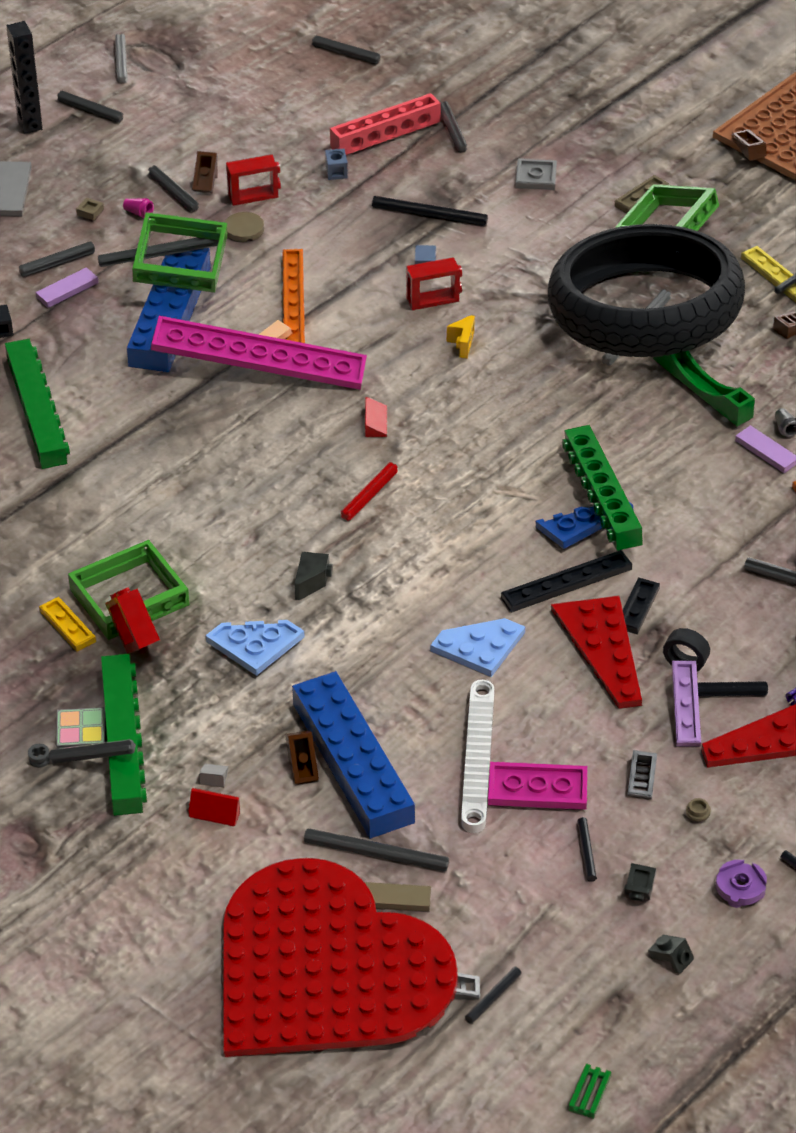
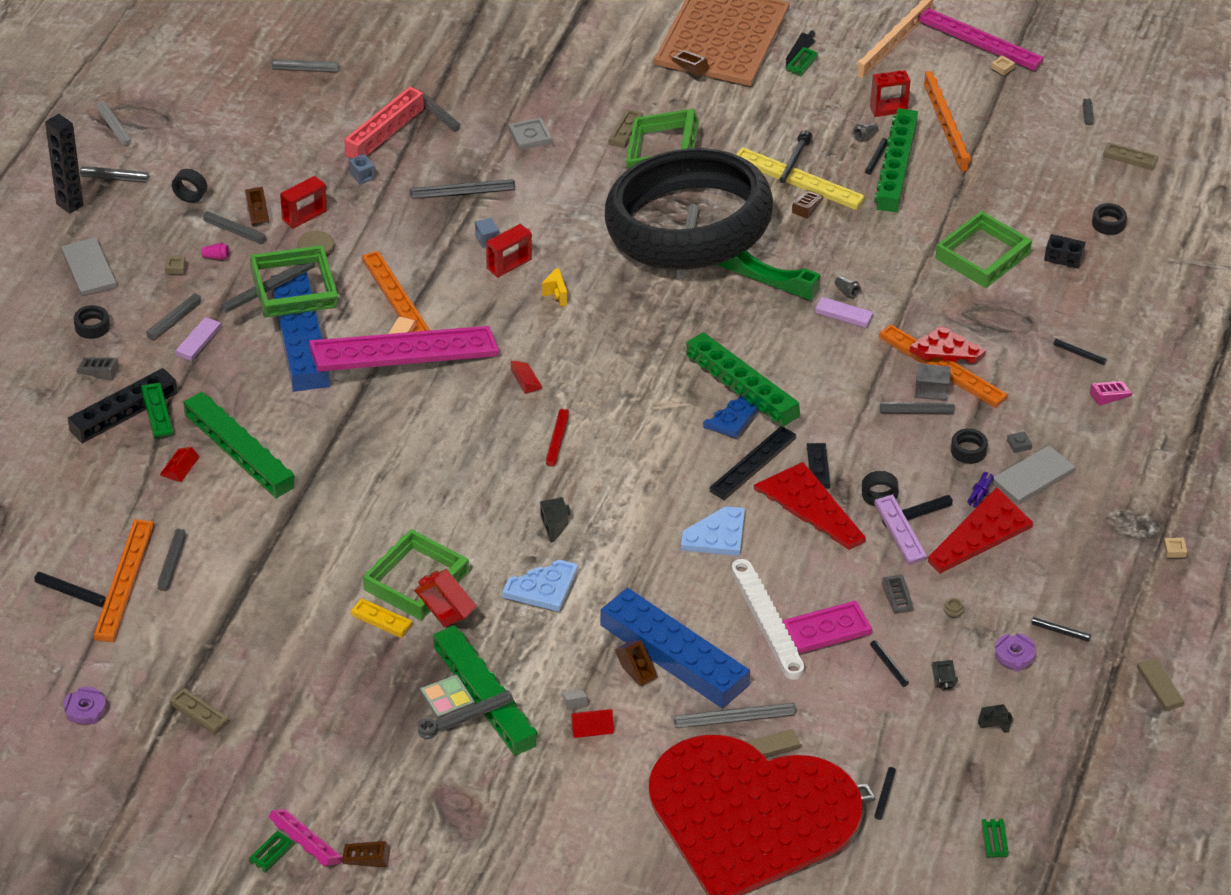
camera: 25 degrees left, 0 degrees up
(157, 131) = (183, 192): none -> black tyre

